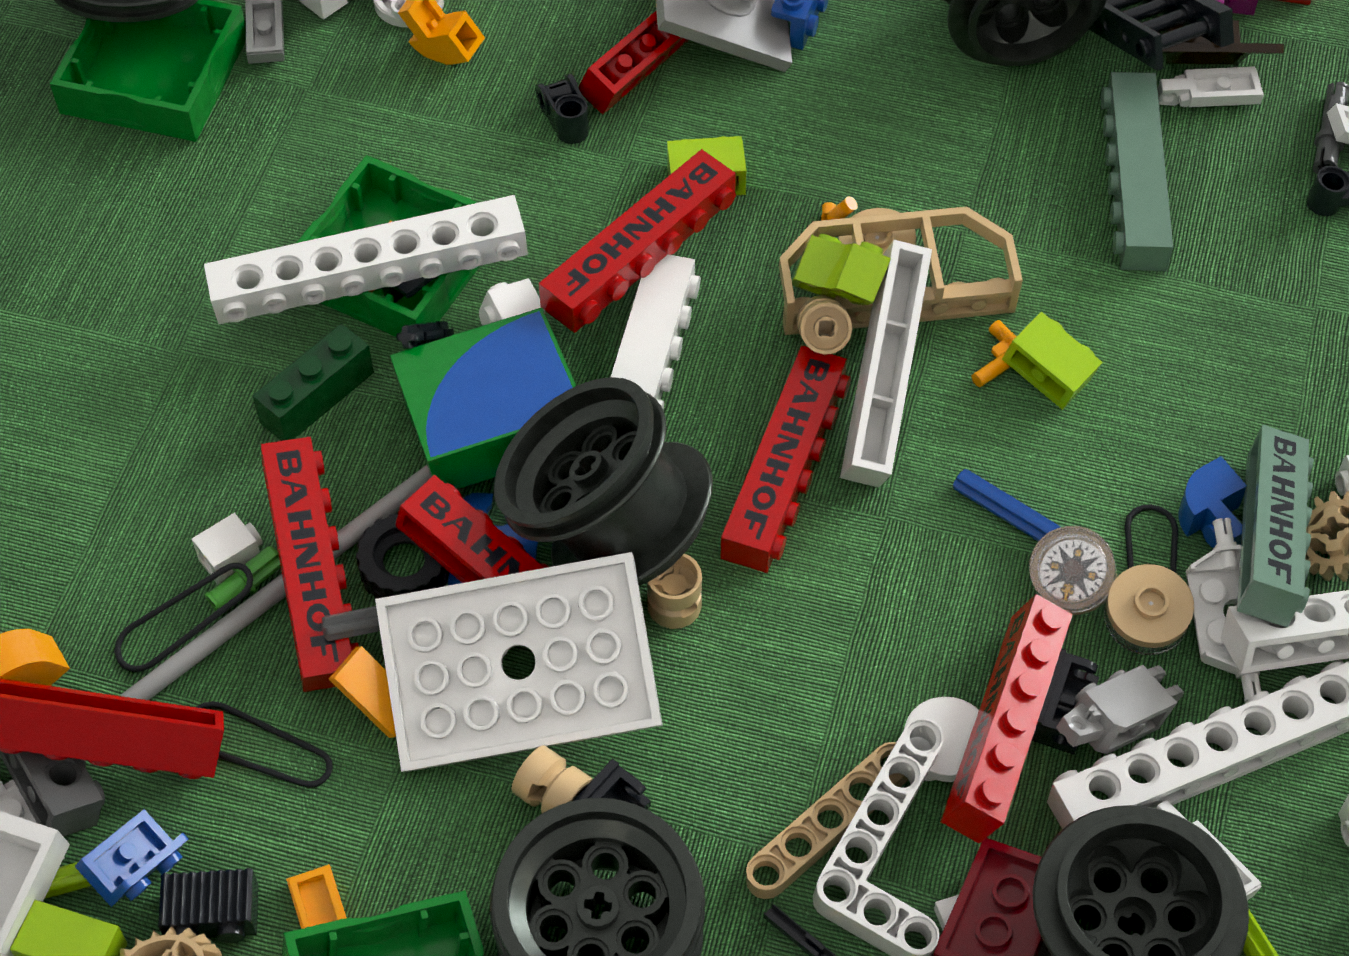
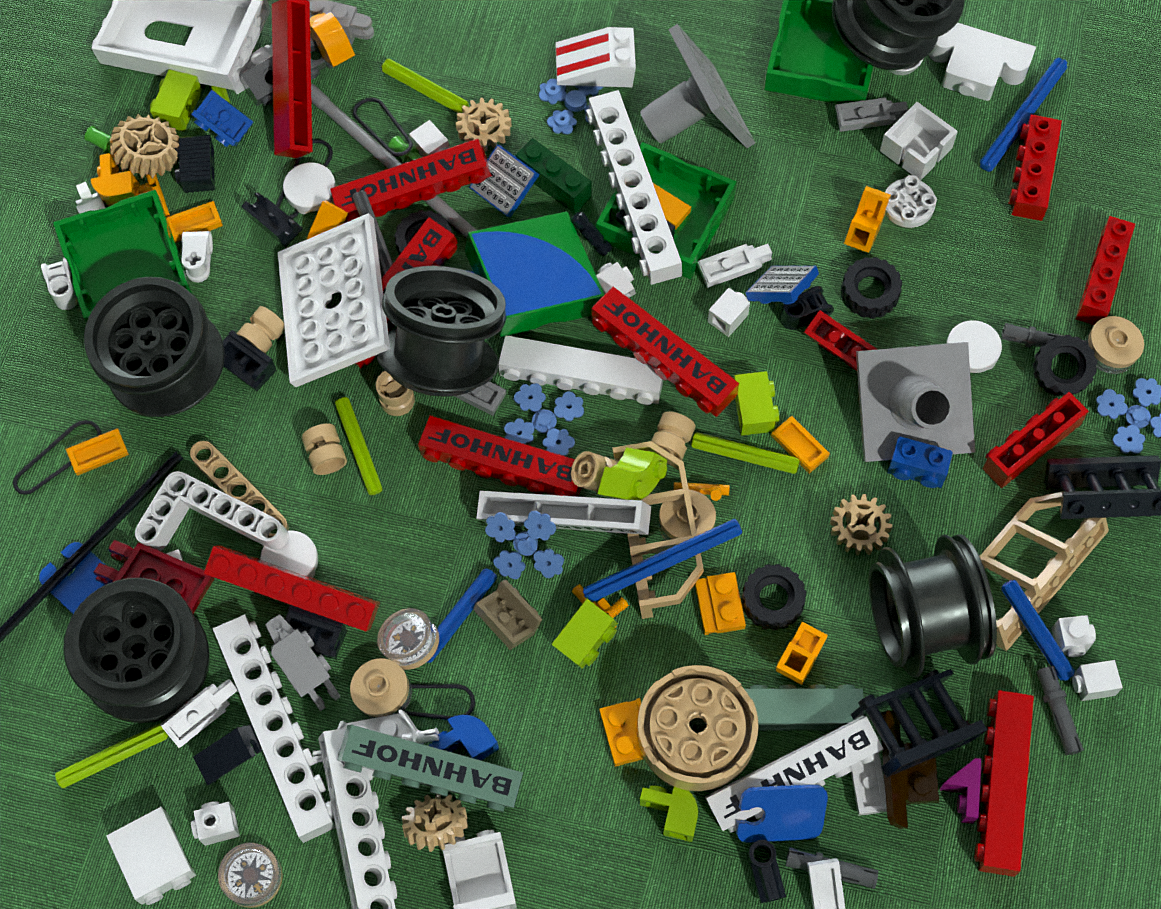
camera: 90 degrees right, 10 degrees up
(109, 564) = (424, 85): none -> lime axle
(113, 320) = (597, 59): none -> white slope
(177, 362) = (574, 101): none -> medium blue plant
(203, 476) = (484, 122): none -> tan gear
(220, 172) = (694, 98): none -> light grey piece
(284, 723) = (308, 186): none -> white tile
(330, 432) = (509, 181): none -> tile
(339, 781) = (272, 219): none -> black hinge
(382, 891) = (197, 254): none -> white piece
(483, 172) = (733, 263): none -> white hinge
(533, 117) = (782, 284): none -> tile
(538, 17) = (871, 268): none -> black tyre
(564, 188) = (729, 311): none -> white brick
(721, 411) = (545, 420): none -> medium blue plant
(754, 254) = (674, 433): none -> tan wheel
(754, 650) = (358, 446): none -> lime axle
(766, 128) = (800, 444): none -> light orange tile
(775, 186) = (745, 453): none -> lime axle
(782, 684) = (324, 449): none -> tan wheel
(882, 70) = (860, 536): none -> tan gear
(928, 416) = (524, 543): none -> medium blue plant
(958, 253) = (662, 560): none -> blue axle
(981, 187) = (773, 618): none -> black tyre
(1006, 212) = (720, 603): none -> light orange plate
(1025, 451) = (508, 615): none -> dark tan bracket
(1069, 138) = (801, 653): none -> light orange brick
(1178, 329) = (621, 730): none -> light orange plate
(1181, 256) = (702, 758): none -> tan brick
(1229, 146) = (805, 766): none -> white brick
(1273, 801) = (227, 753): none -> black hinge
(1280, 157) = (788, 813): none -> blue piece
(1285, 270) = (680, 807): none -> lime brick

